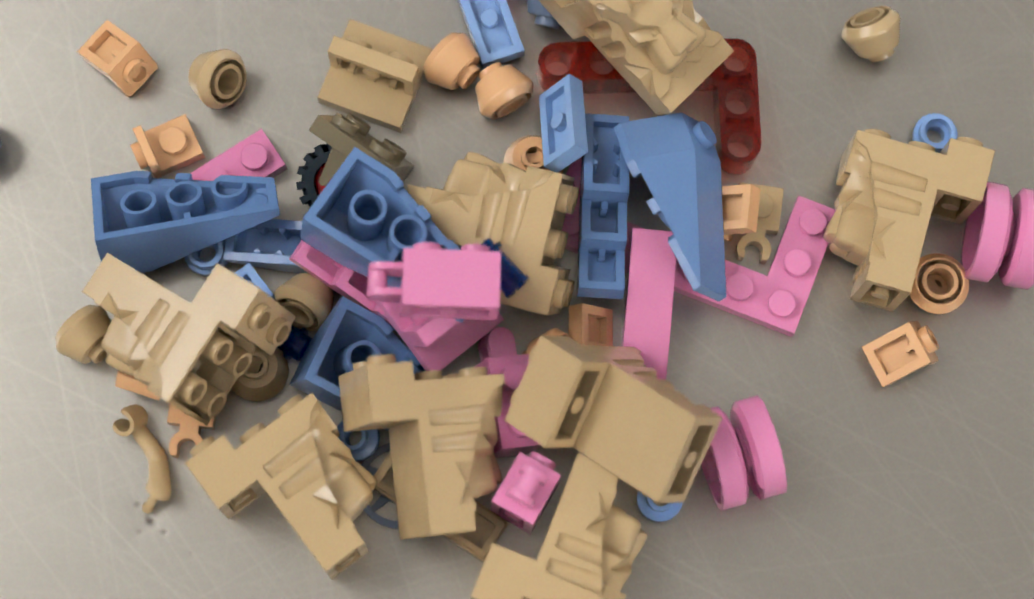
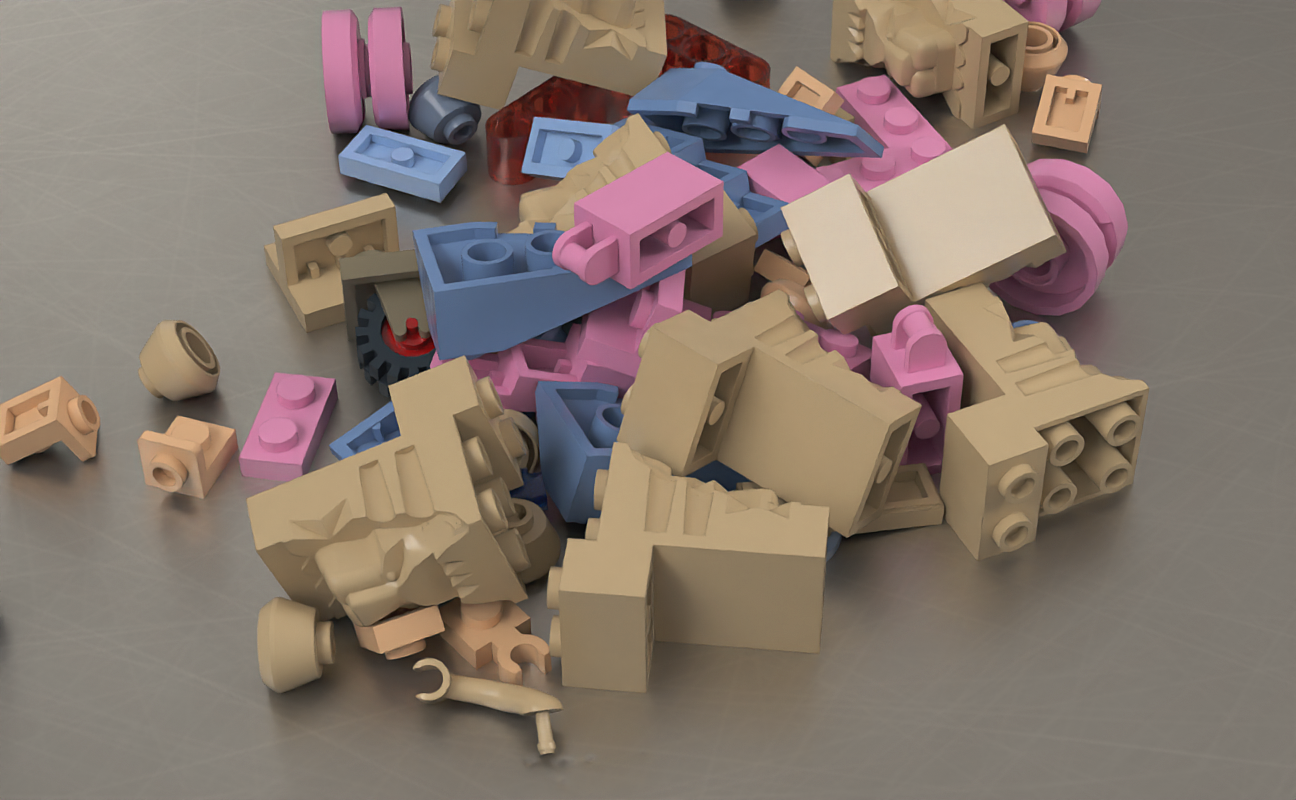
camera: 40 degrees left, 35 degrees down
(163, 220) = (208, 518): medium blue wedge -> none
(452, 62) = (414, 198): light nougat cone -> none
(502, 90) = (481, 188): light nougat cone -> none

